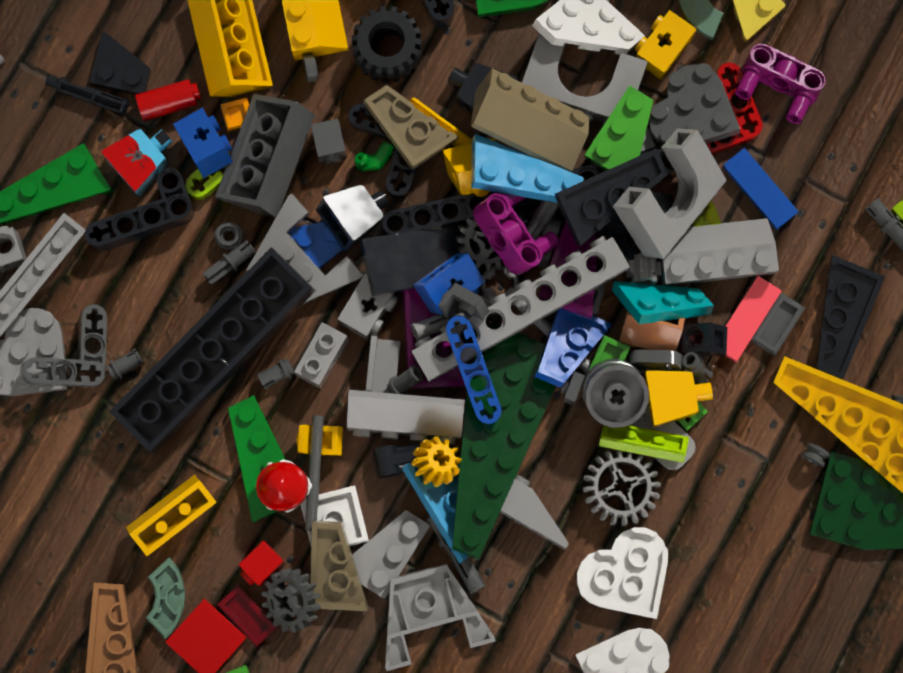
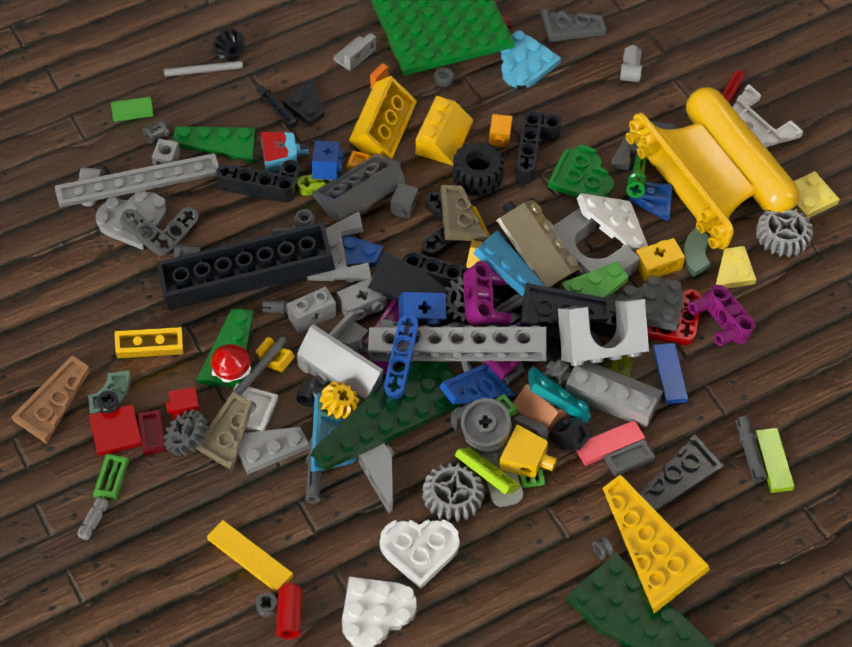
camera: 30 degrees right, 25 degrees down
(167, 99) = (321, 130): red brick -> none
(185, 619) = (104, 397): none -> black bush
(310, 68) = (421, 158): dark grey tile -> none
(352, 214) = (388, 238): torso -> none
(375, 161) = (424, 228): green arm -> none
(426, 601) = (273, 486): light grey wing -> none
(464, 300) = (422, 312): dark grey bracket -> none
(695, 363) = (554, 446): dark grey pin -> none

